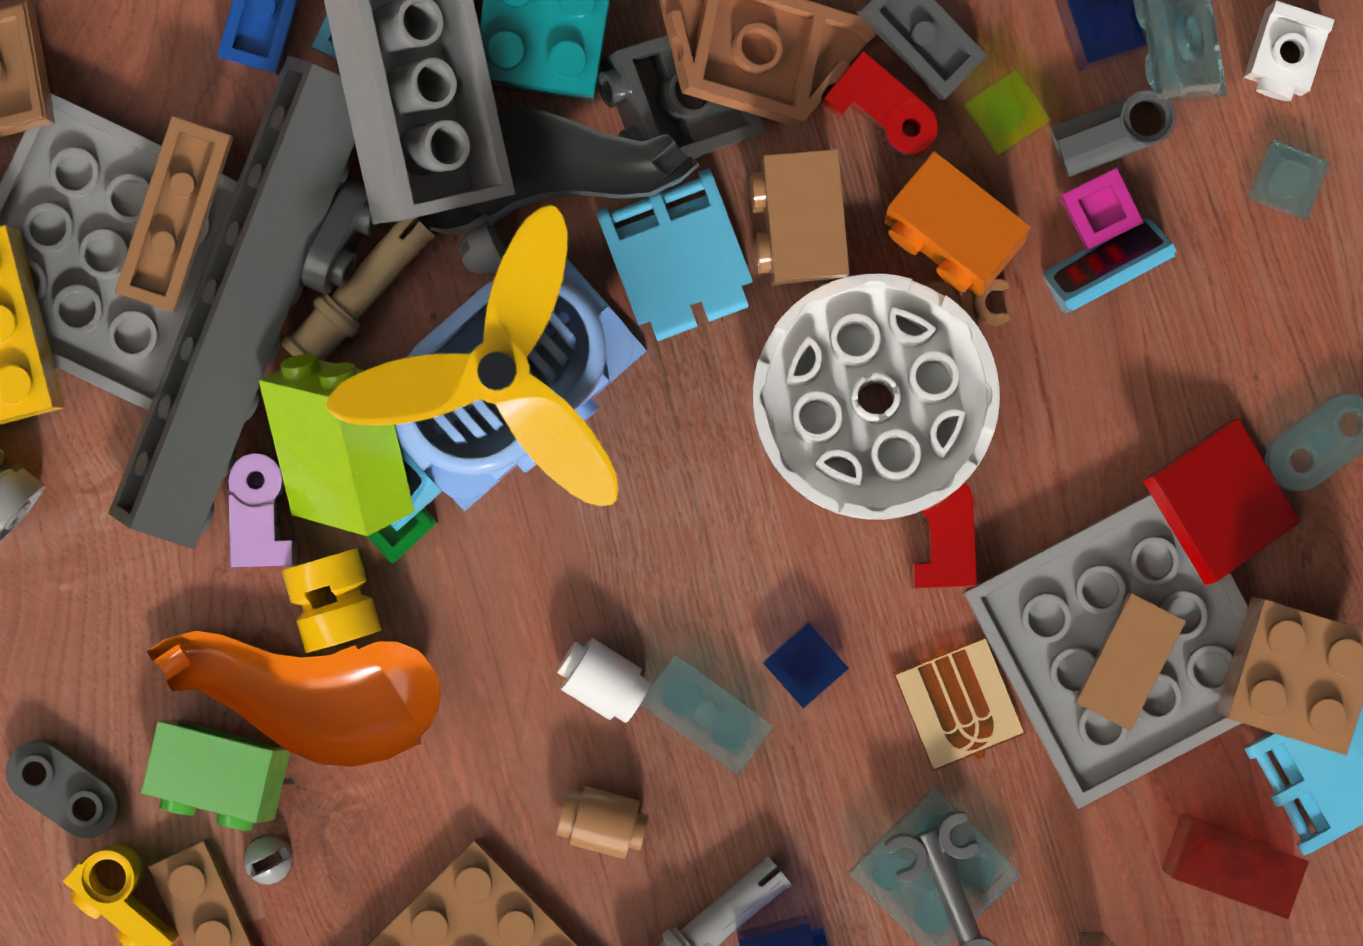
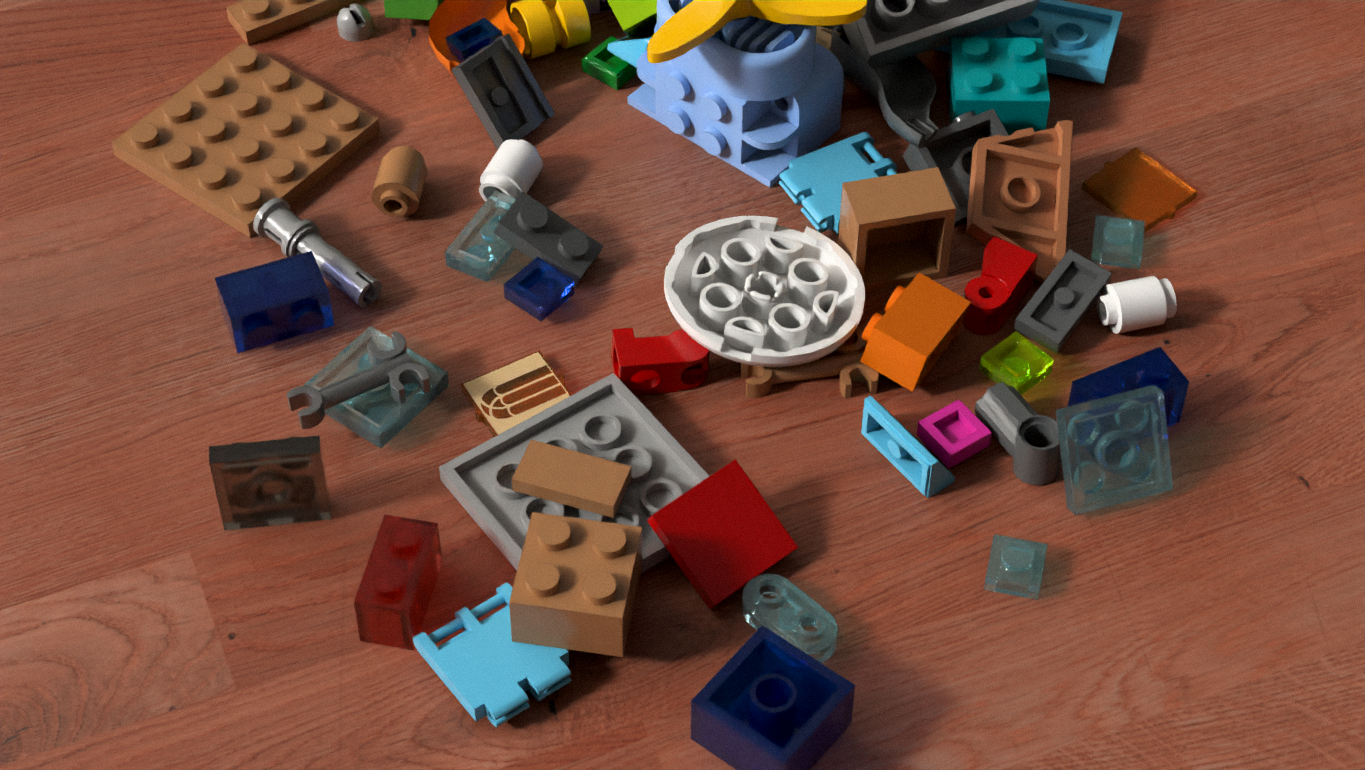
camera: 80 degrees right, 40 degrees down
(360, 703) = (472, 39): none -> clear blue plate
(476, 679) = (503, 91): none -> dark grey plate
(731, 645) = (548, 236): none -> dark grey plate
(1280, 25) = (1127, 544): white brick -> none

